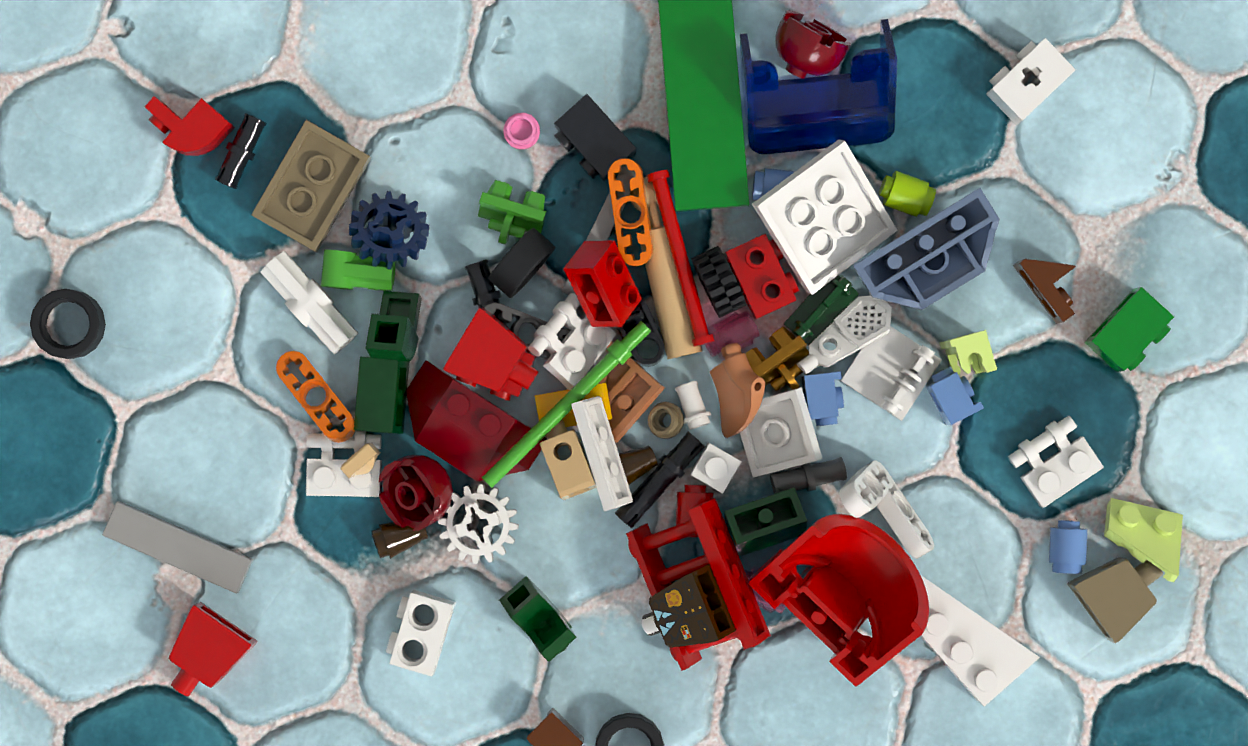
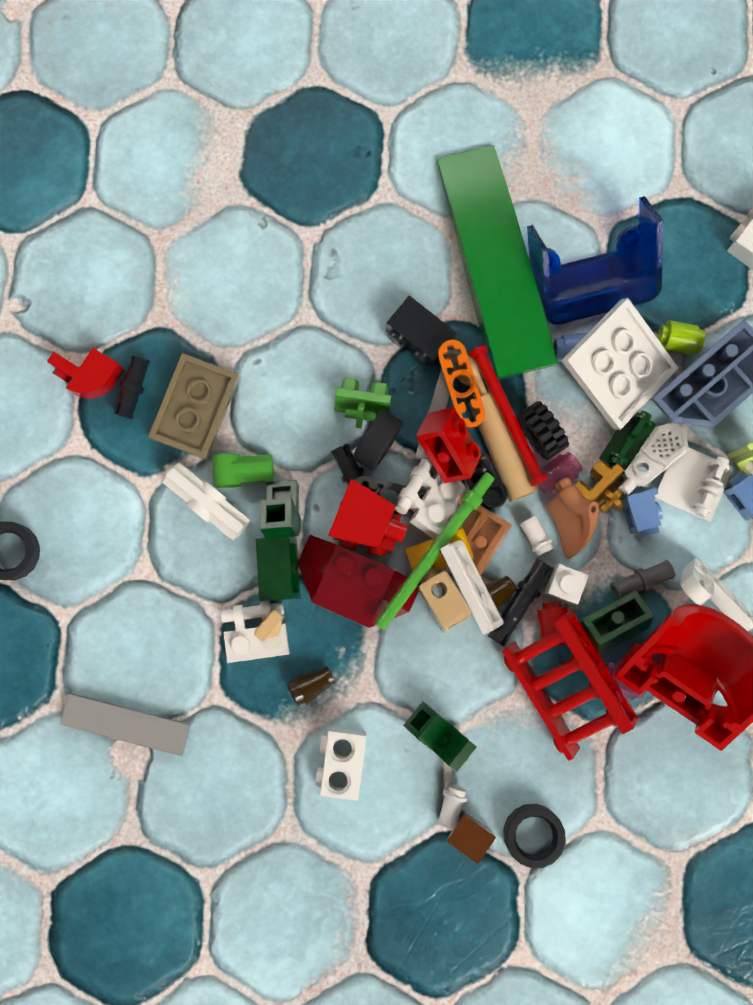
camera: 15 degrees left, 5 degrees down
(207, 649) = (162, 808): red torso -> none
(292, 383) = (214, 558): orange beam -> none
(386, 234) = (263, 431): dark blue gear -> none
(415, 491) = (319, 644): dark red cylinder -> none
(494, 518) = (388, 656): white gear -> none
(521, 131) = (359, 336): bright pink plate -> none
(540, 700) = (452, 806): none -> white pin
(656, 418) = (508, 552): dark tan plate -> none
(689, 611) = (570, 709): dark brown torso -> none
(762, 276) = (578, 420): red brick -> none
(780, 434) = (615, 549): white tile -> none
(809, 45) = (581, 231): dark red cylinder -> none

